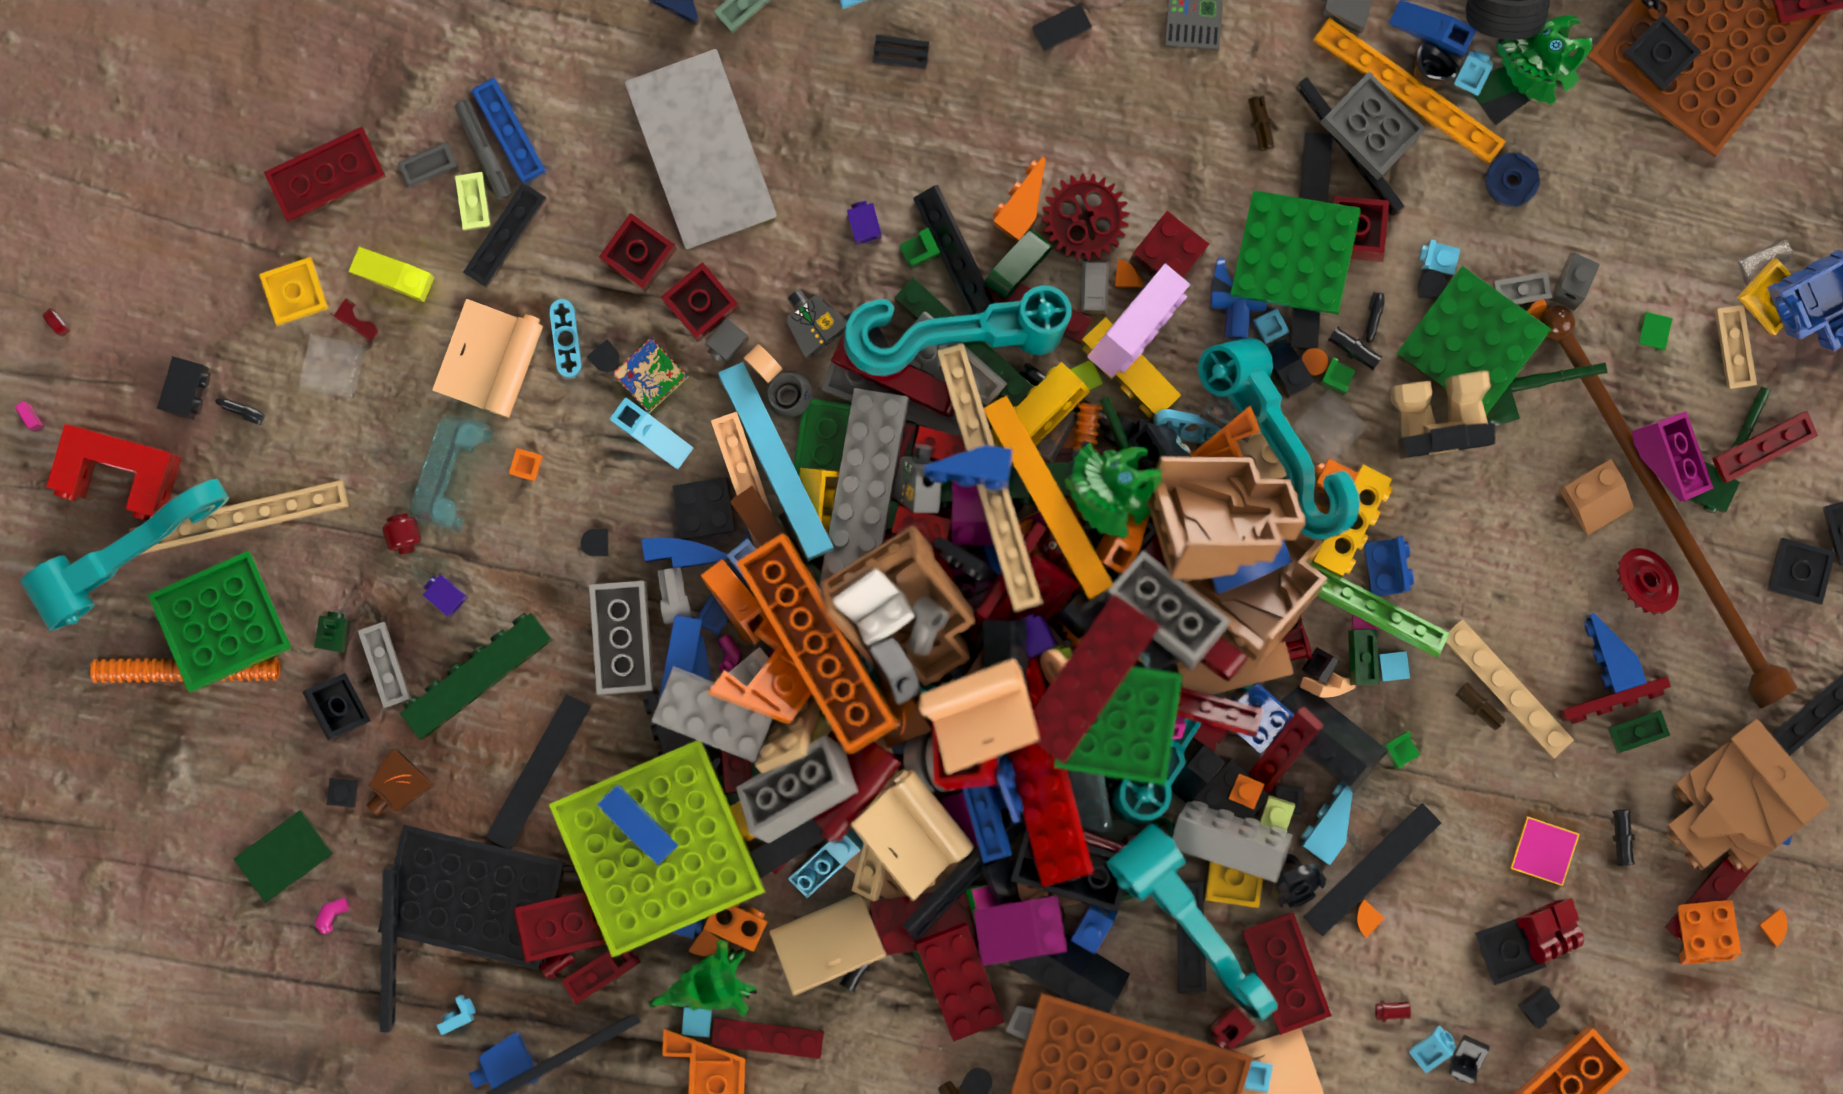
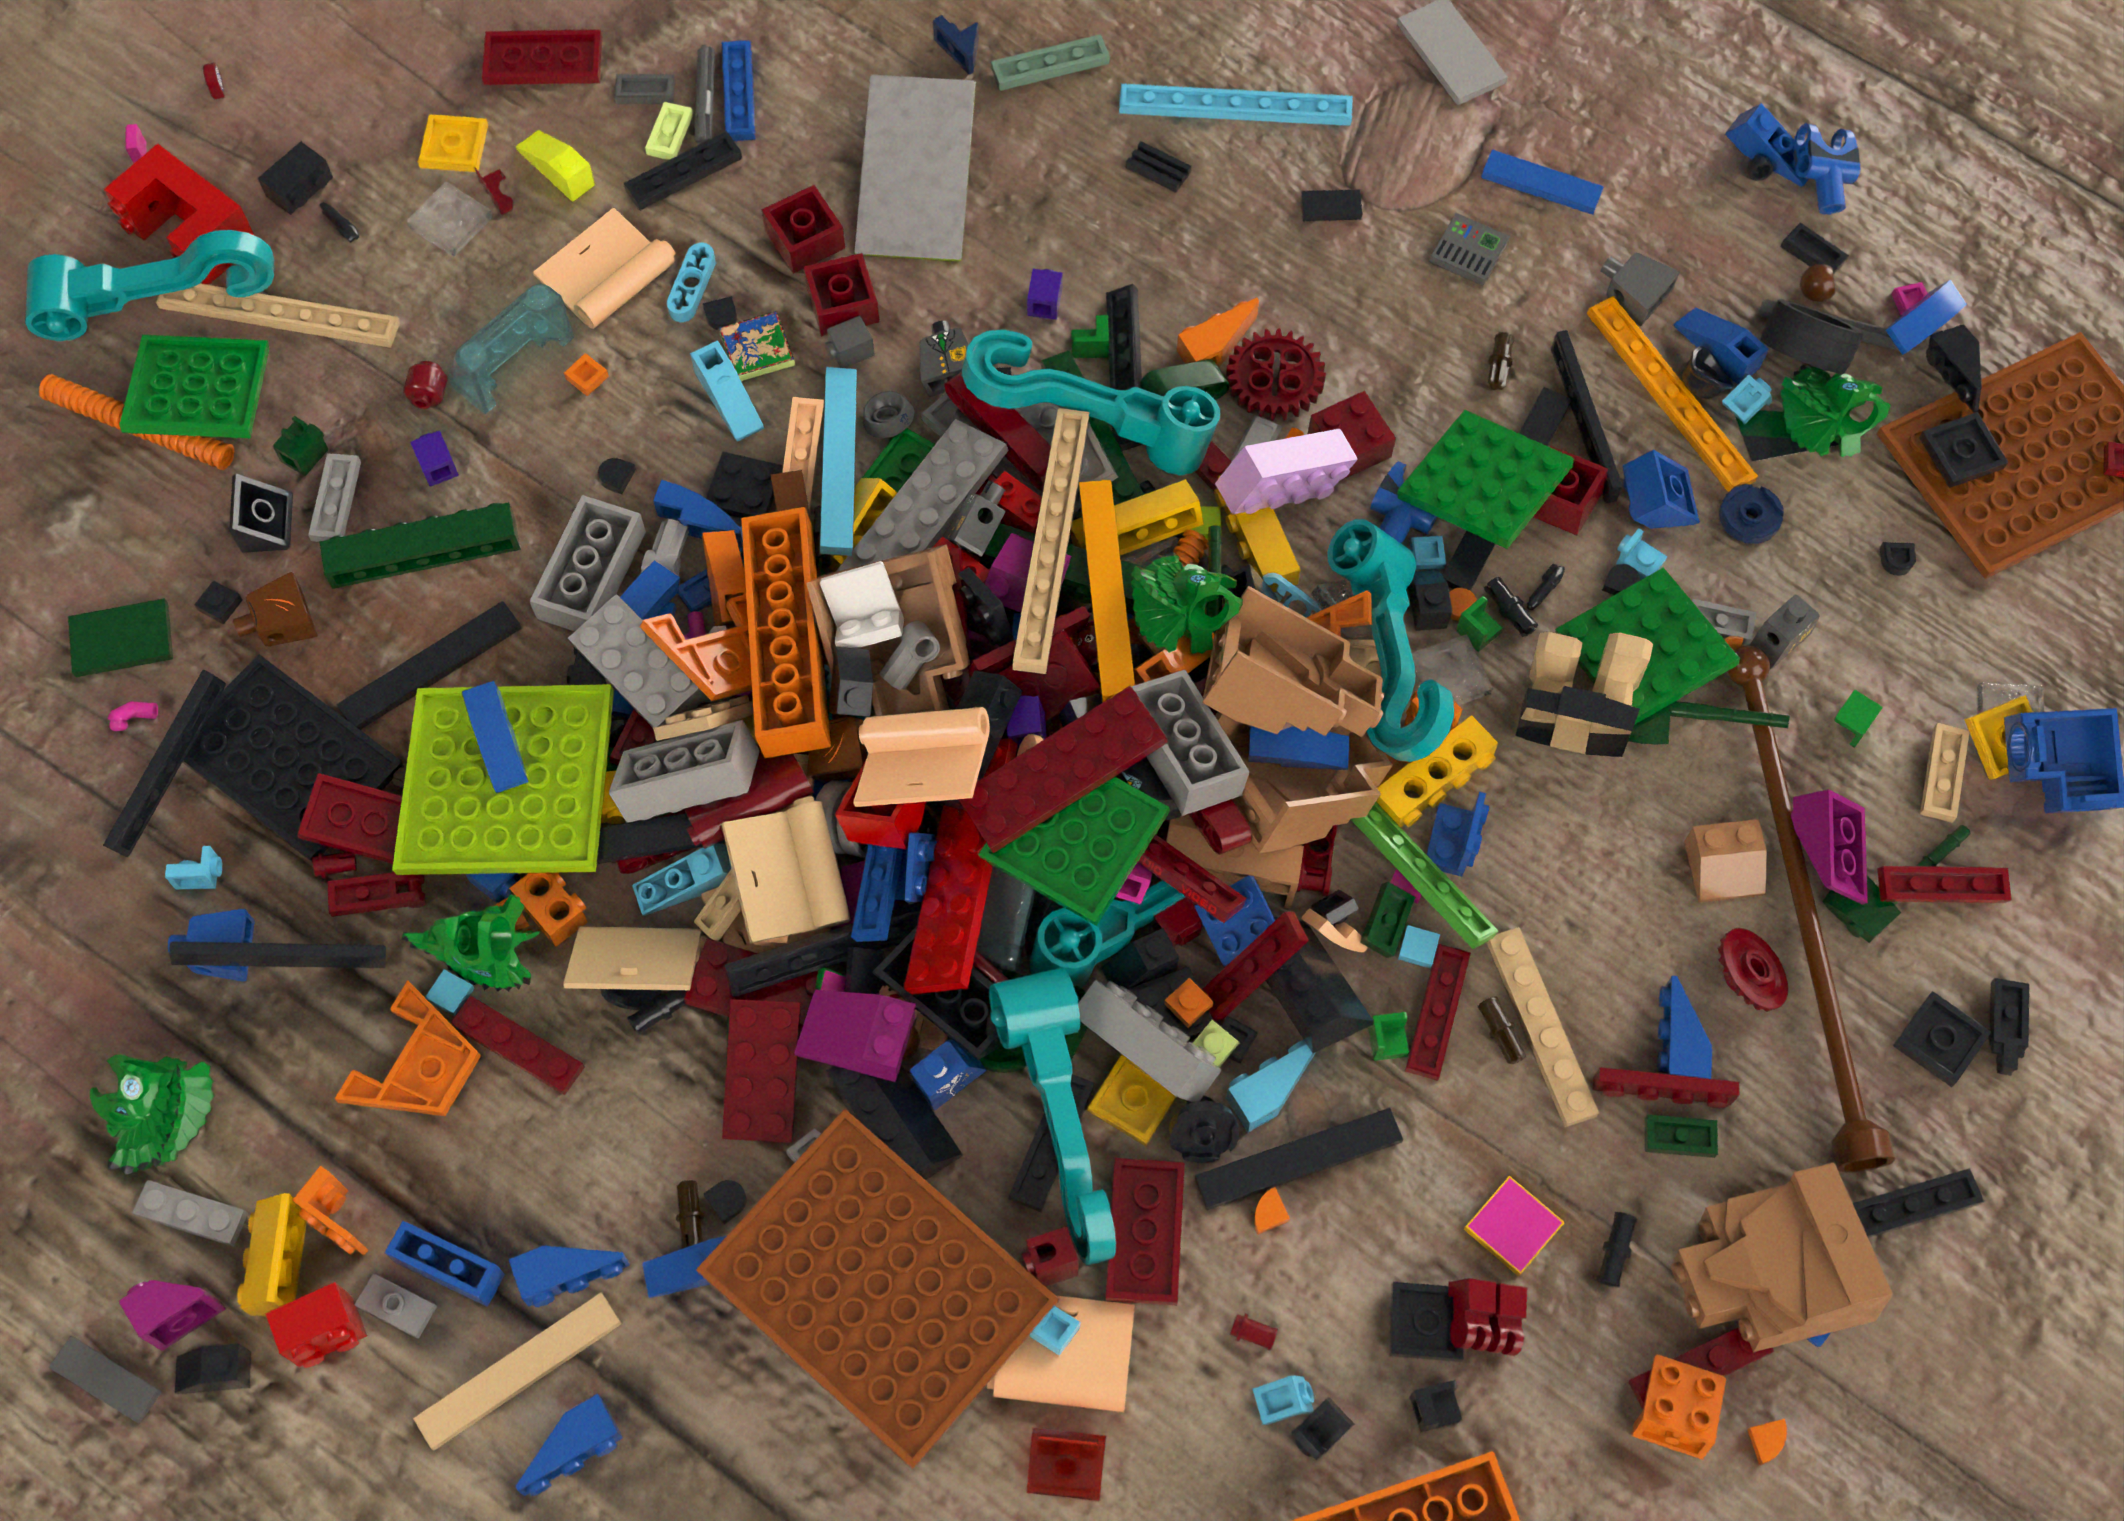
camera: 25 degrees right, 20 degrees down
(762, 363) = (875, 374): light nougat piece -> none
(980, 465) = (1042, 512): blue slope -> none
(1373, 125) = (1619, 399): dark grey plate -> none
(1427, 711) = (1437, 1012): none -> dark red tile
(1434, 193) = (1659, 492): none -> blue slope
(1640, 167) = (1897, 557): none -> black tile

